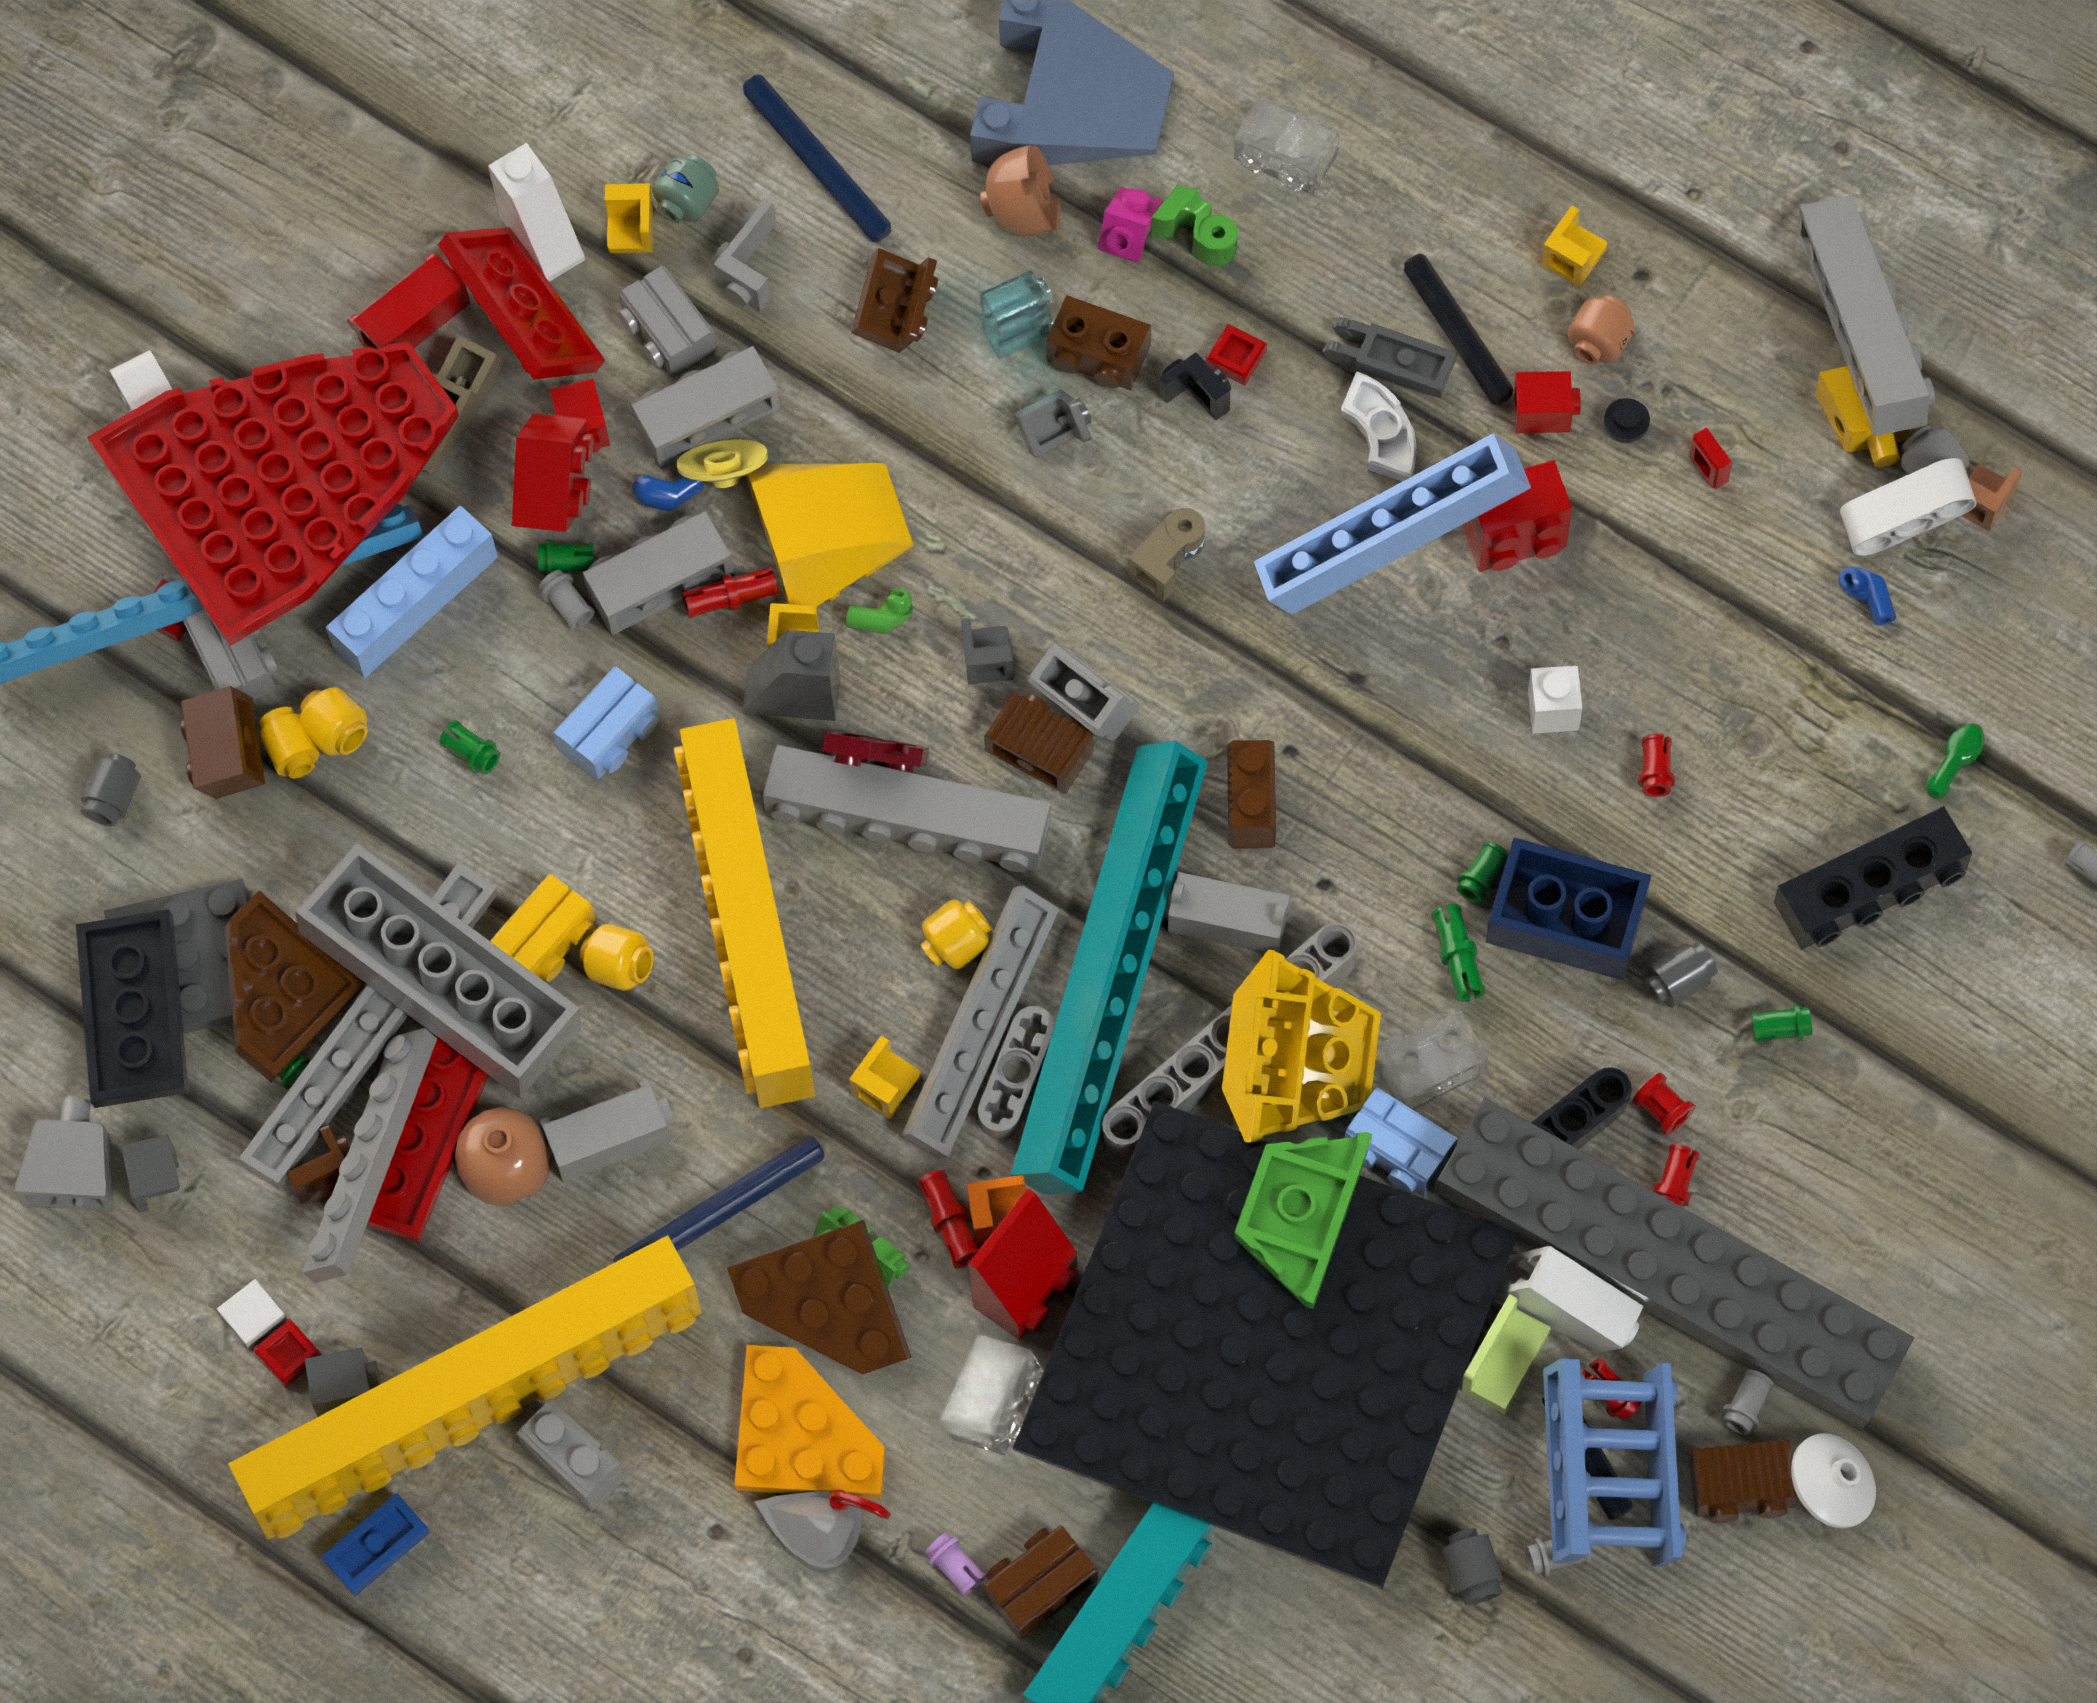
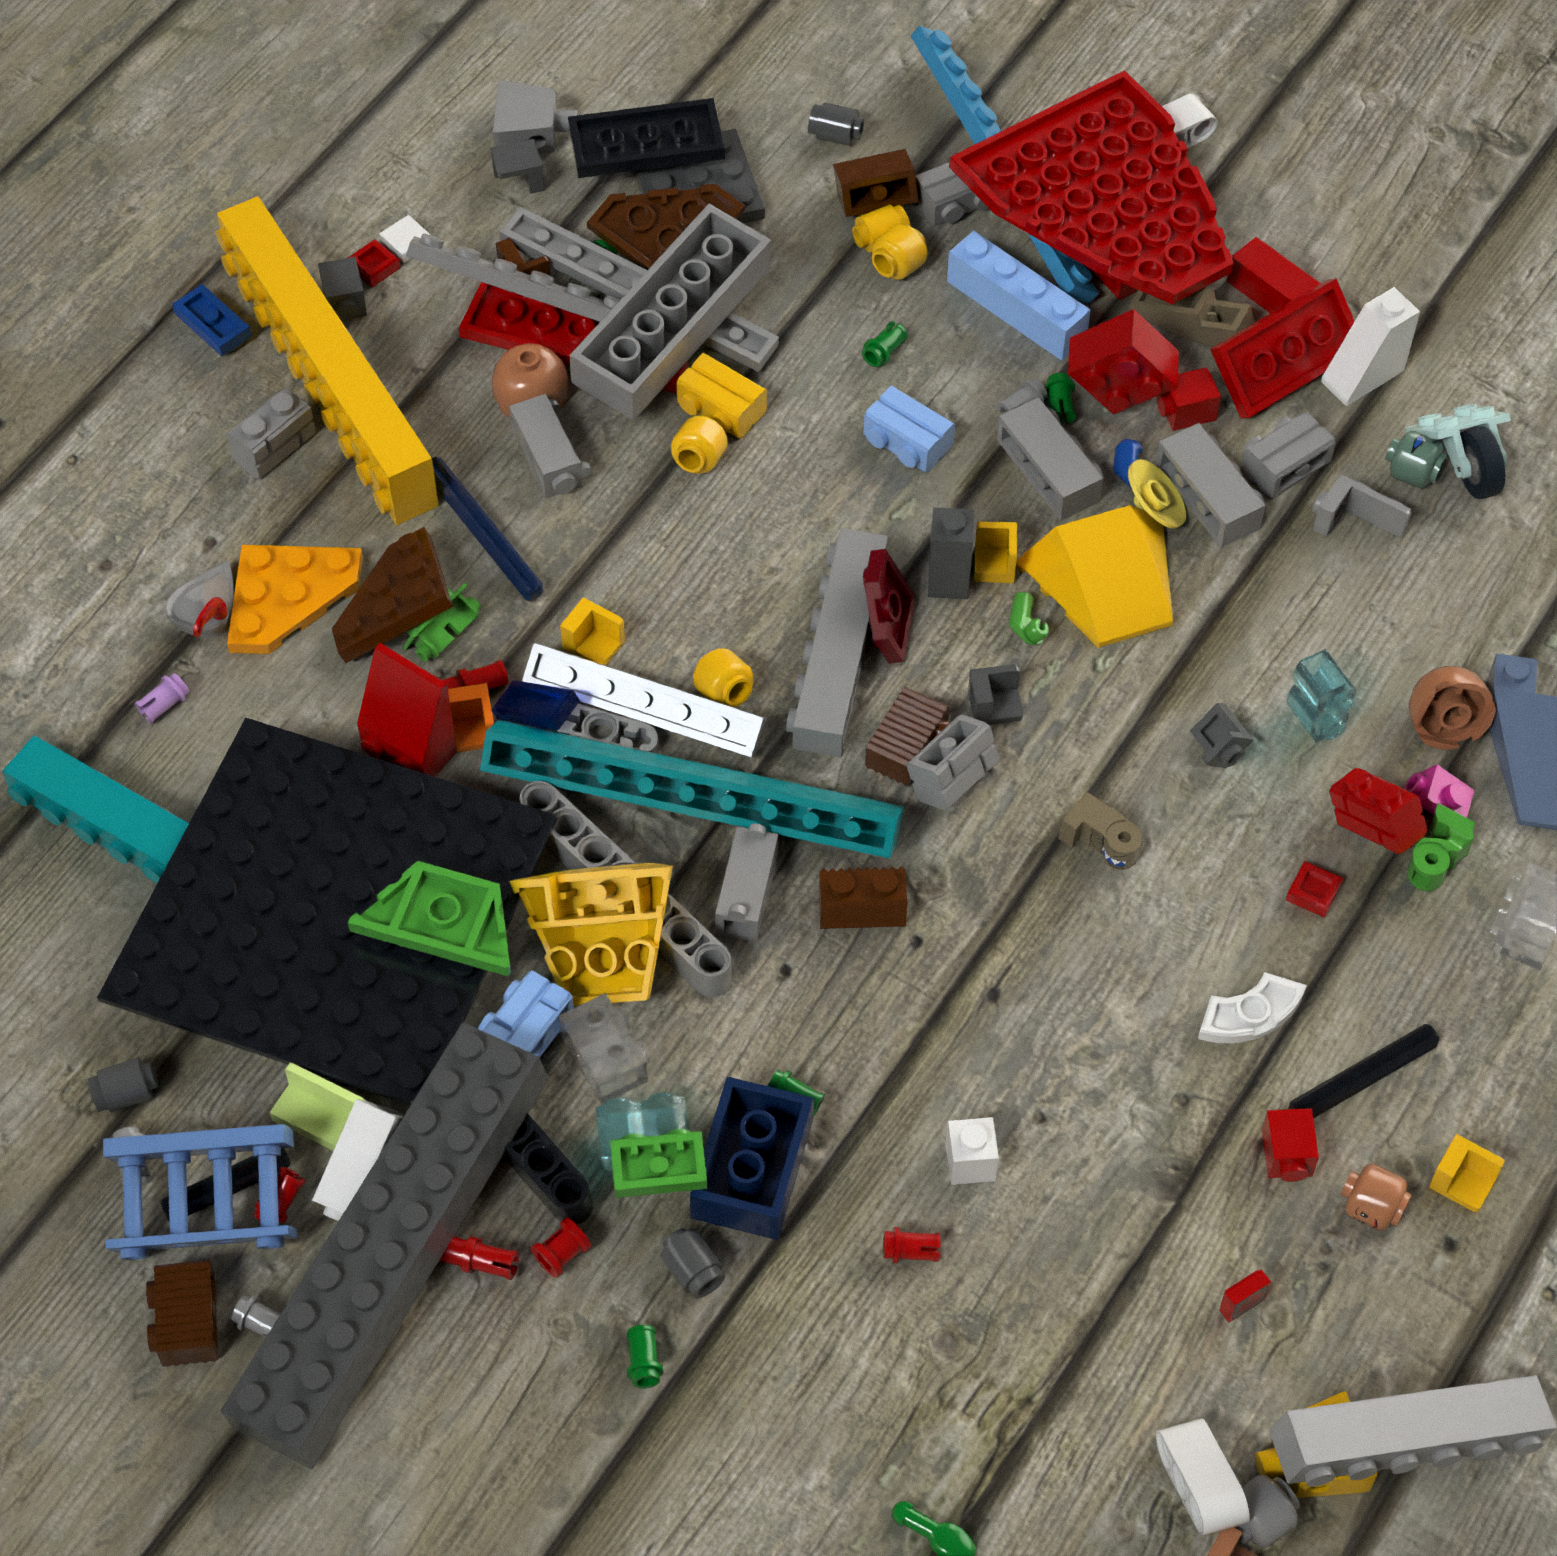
camera: 85 degrees right, 10 degrees down
(629, 218) = (1378, 432): yellow panel -> none
(662, 128) = (1474, 452): none -> plate
(730, 592) = (1036, 508): red pin -> none
(743, 914) = (731, 520): yellow brick -> none
(817, 158) = (1466, 560): dark blue axle -> none
(894, 300) = (1330, 615): reddish brown bracket -> none
(987, 1135) = (535, 705): none -> clear blue tile
(992, 1395) = (303, 707): clear brick -> none
(1039, 1580) = (139, 754): reddish brown brick -> none
(1098, 343) = (1306, 772): reddish brown brick -> none
(1162, 274) = (1378, 810): none -> red brick
(1206, 385) = (1279, 853): black bracket -> none
(1392, 356) = (1324, 1019): dark grey hinge -> none
(1392, 524) = (1124, 983): light blue brick -> none
(1458, 952) = (713, 1072): green pin -> none
(1524, 525) = (1155, 1109): red brick -> none
(1529, 1023) = (649, 1117): none -> clear light blue brick
(1594, 988) = (658, 1163): none -> bright green bracket
(1626, 420) = (1281, 1223): black plate -> none
(1833, 1480) = (179, 1367): white dish -> none
(1869, 589) = (1117, 1450): blue arm -> none
(1929, 837) = (771, 1376): black brick -> none

